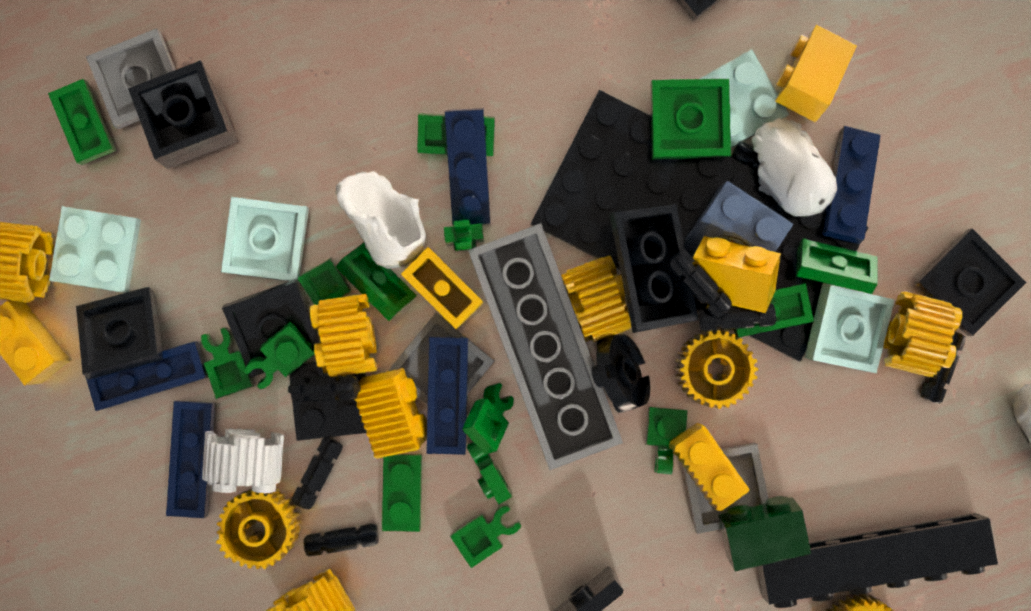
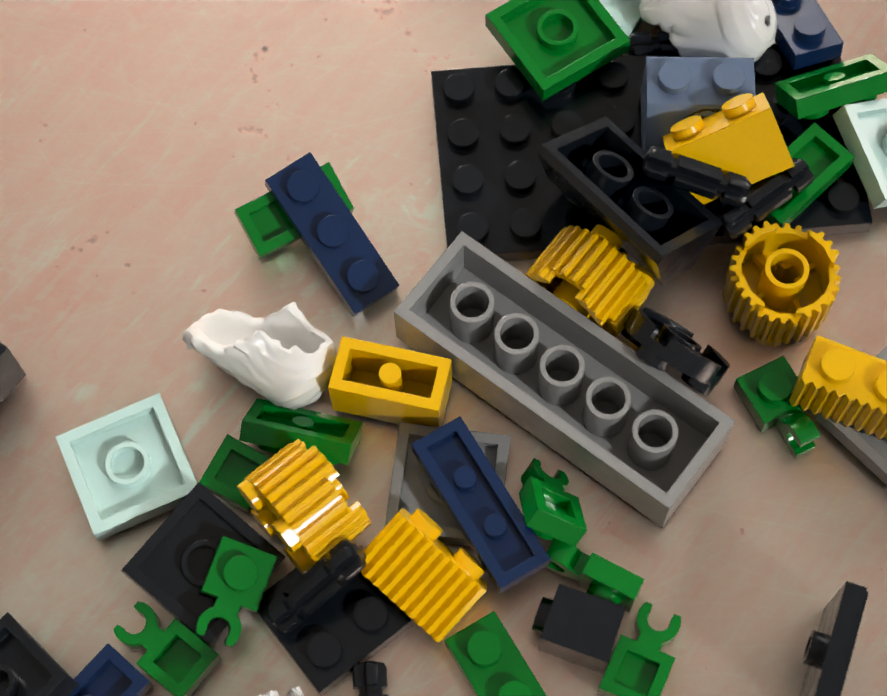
camera: 25 degrees left, 20 degrees down
(460, 496) = (578, 627): none -> black brick
(463, 235) = (374, 312): green plate -> none

